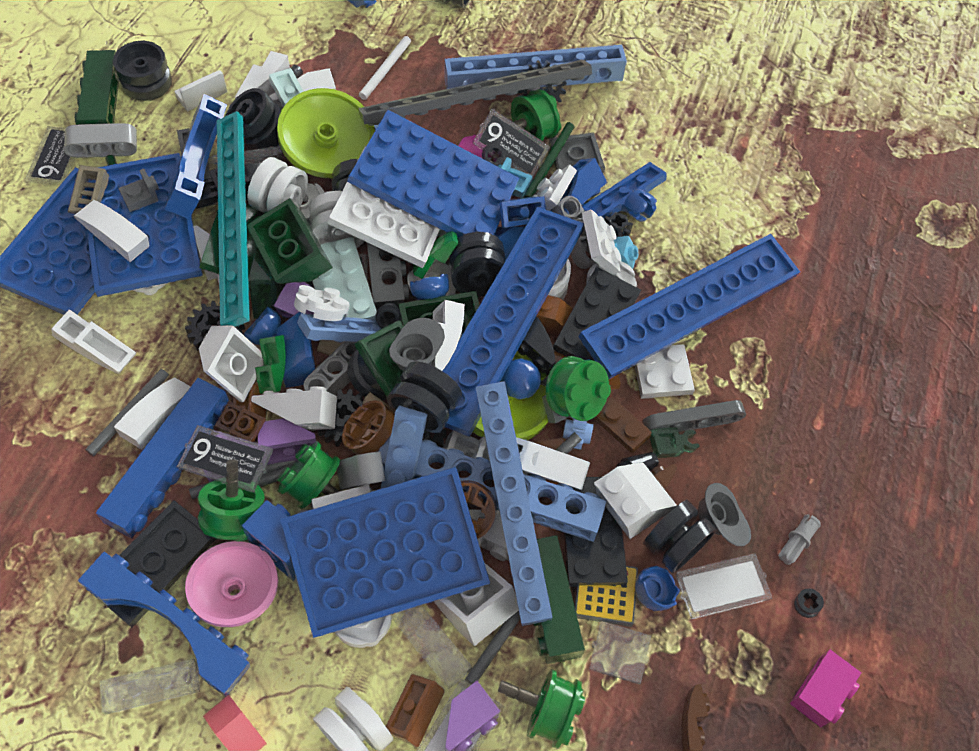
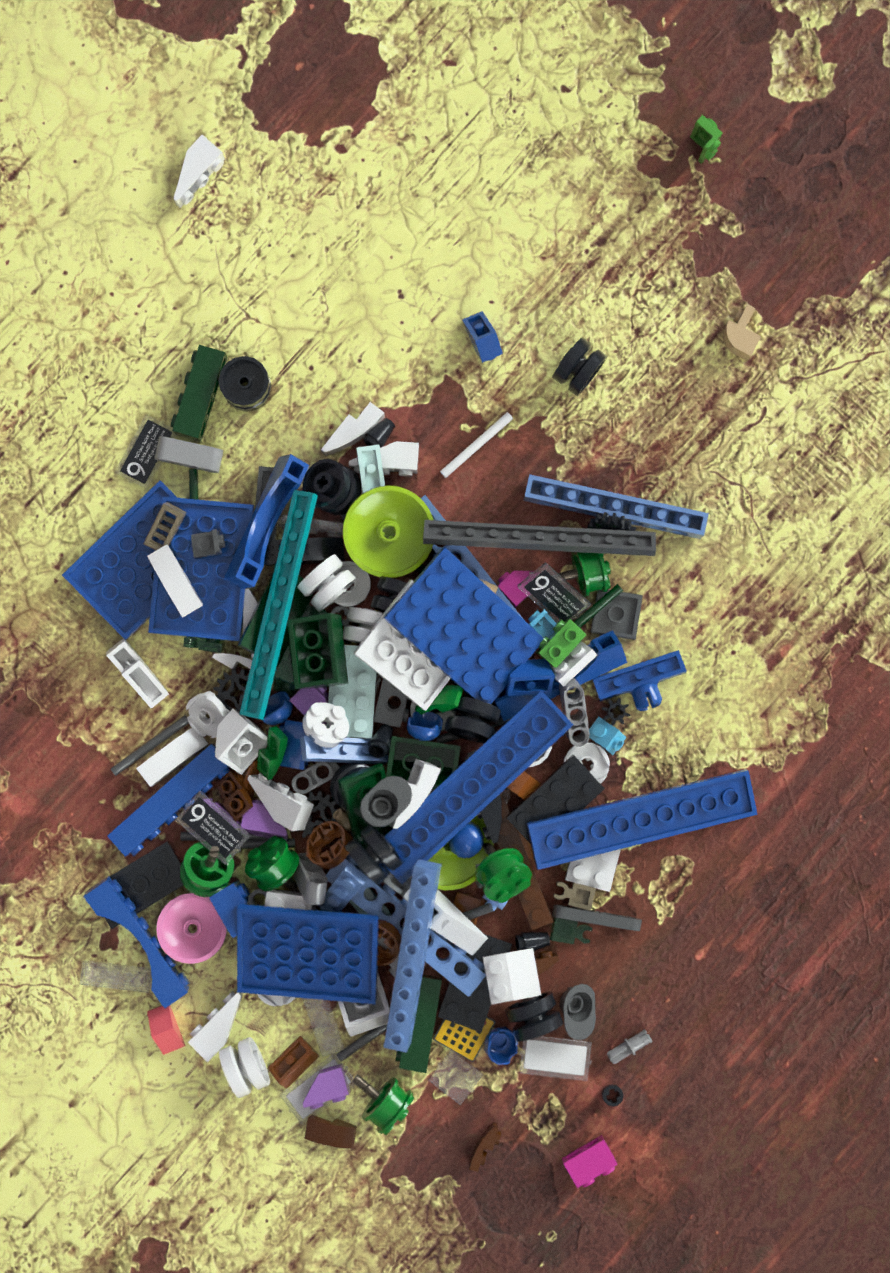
camera: 25 degrees right, 25 degrees up
(165, 291) = (204, 644): none -> clear green plate
(173, 359) = (203, 704): none -> white plate
(193, 297) = (232, 660): none -> white slope
(211, 85) = (293, 418): white panel -> none
(302, 698) = (215, 1033): none -> white slope
(489, 148) = (535, 608): black bush -> none
(536, 174) = (561, 642): none -> bright green bracket
(601, 242) = (586, 739): white plate -> none
(661, 402) = (579, 895): none -> dark tan plate

